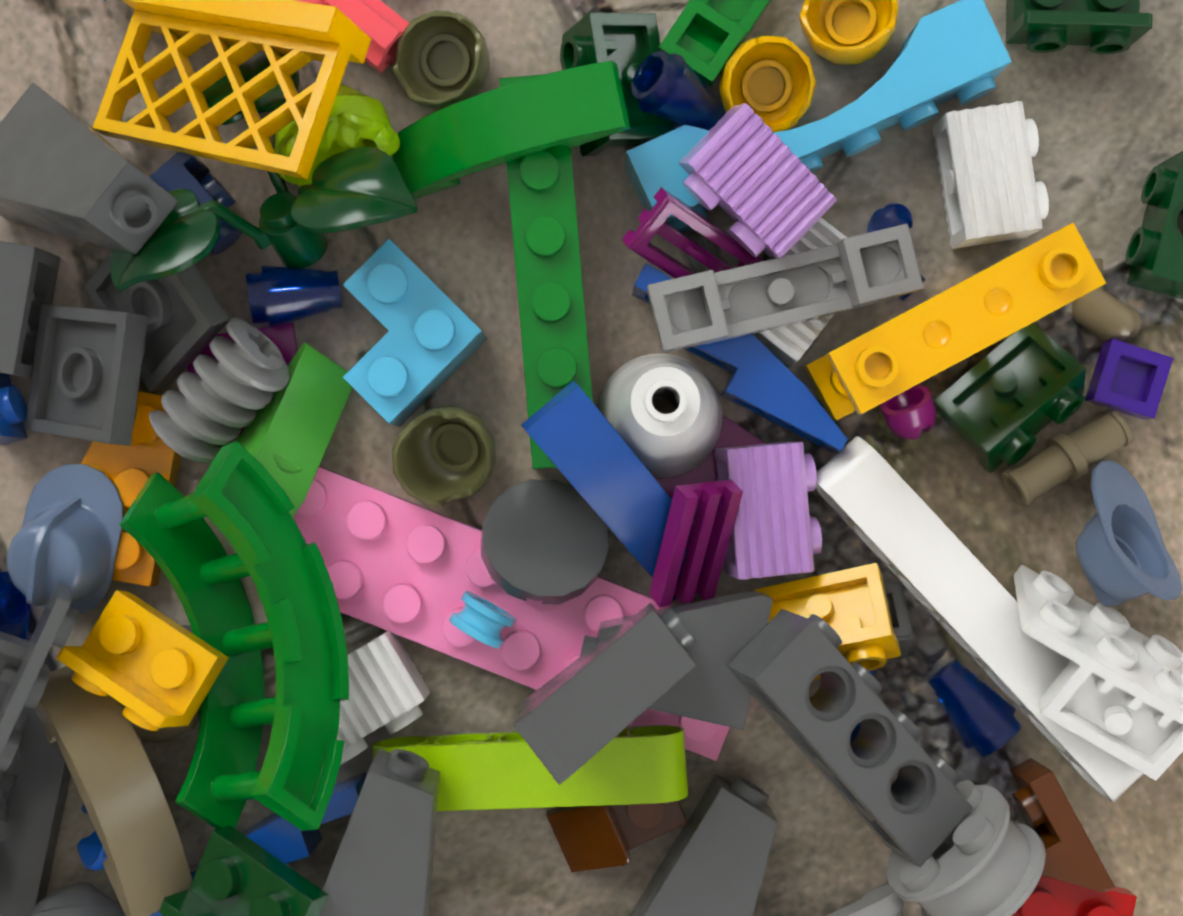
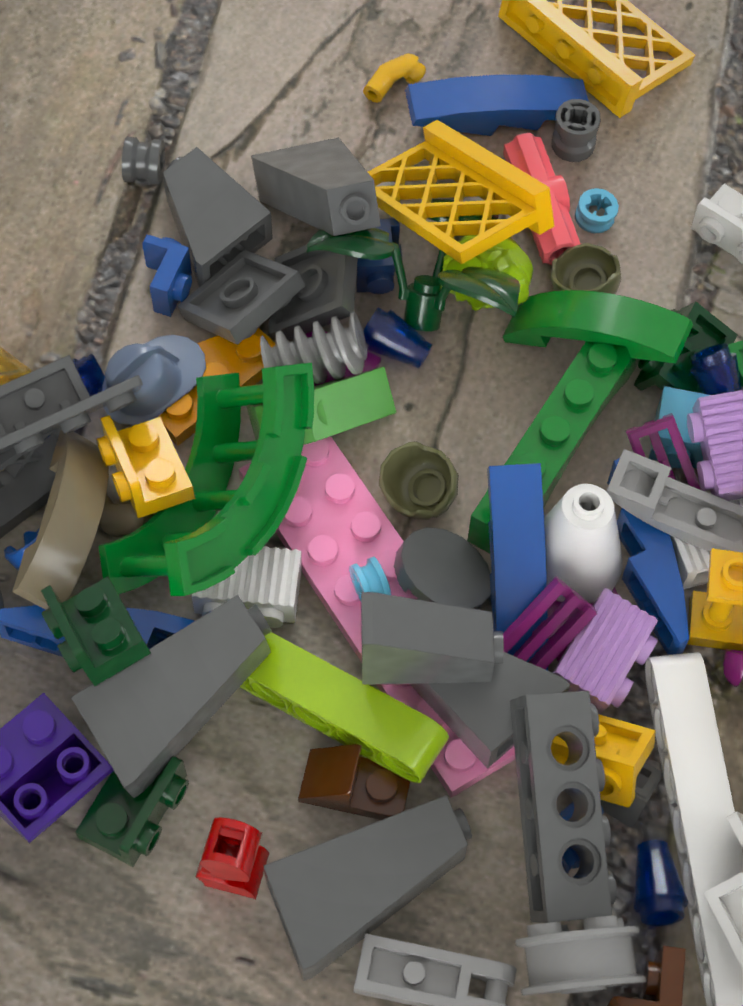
camera: 40 degrees right, 25 degrees down
(424, 338) = (458, 408): medium azure brick -> none

